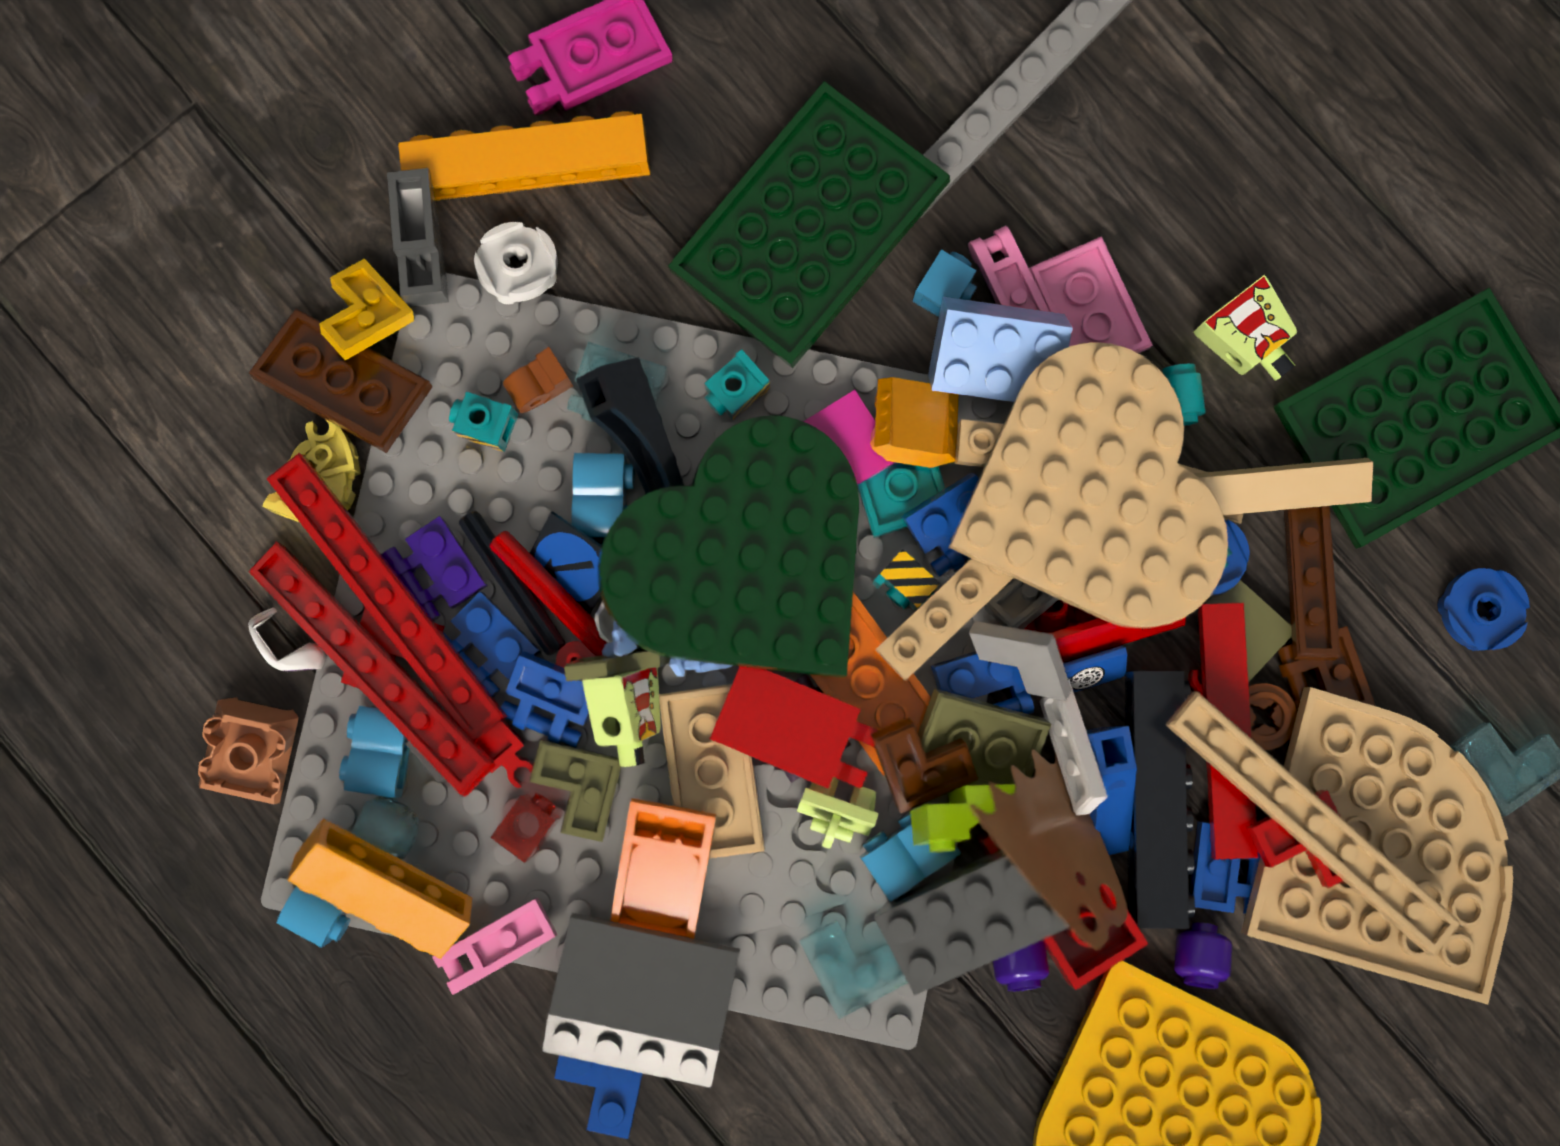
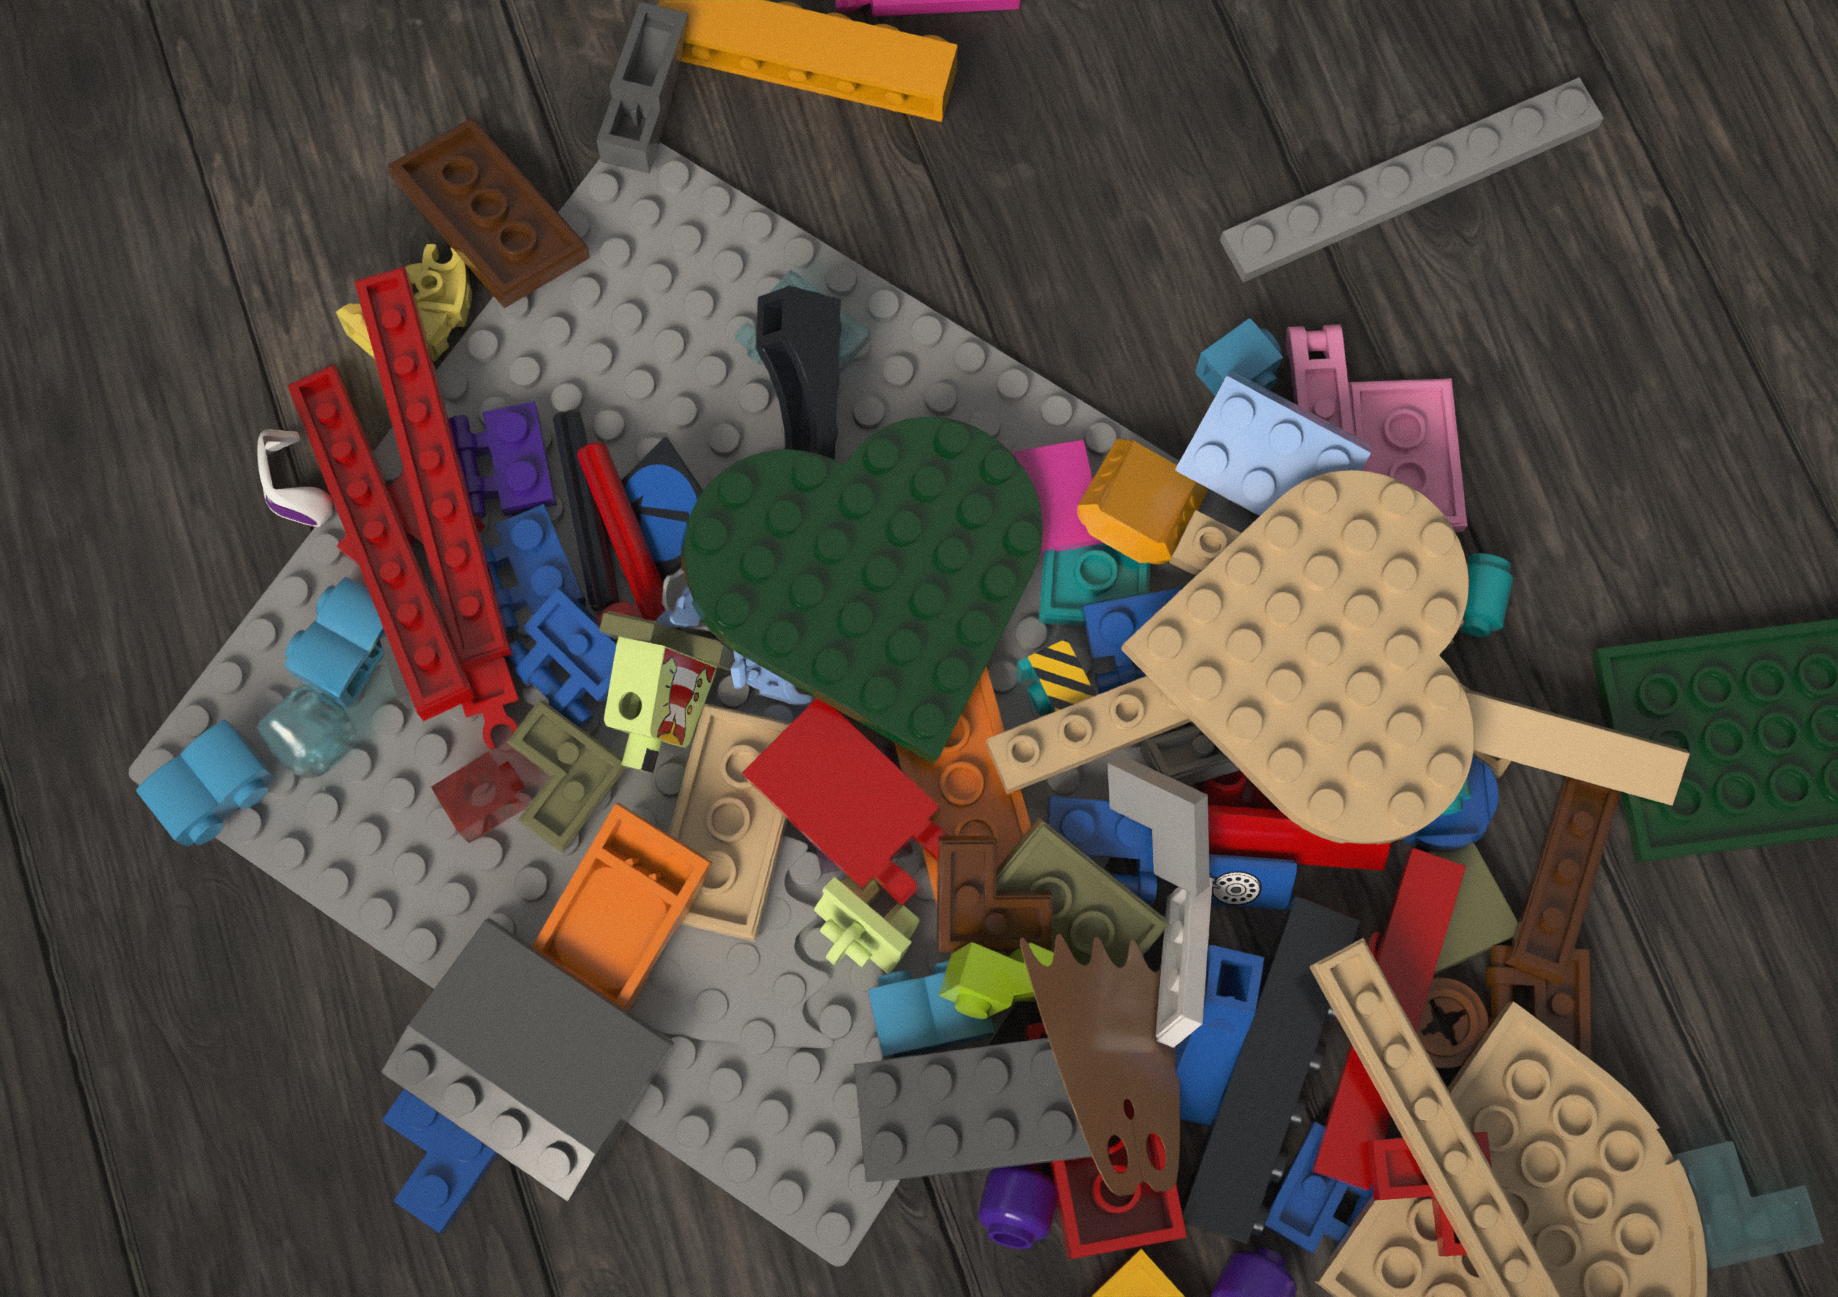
camera: 20 degrees right, 10 degrees down
(247, 750) = (193, 587): nougat slope -> none
(372, 310) = (554, 151): yellow plate -> none
(380, 889) = (275, 793): light orange brick -> none
(493, 431) = (634, 329): teal brick -> none
(497, 945) = (382, 925): bright pink plate -> none
(520, 283) = (745, 180): white plate -> none
(537, 382) = (713, 294): dark orange leg -> none
(599, 491) = (732, 431): dark azure brick -> none
(735, 403) = (958, 395): teal brick -> none
(809, 224) = (1104, 236): dark green plate -> none
(848, 979) = (788, 1134): clear light blue plate -> none
(1251, 331) = (1594, 551): torso -> none
(1508, 612) = (1788, 970): blue plate -> none

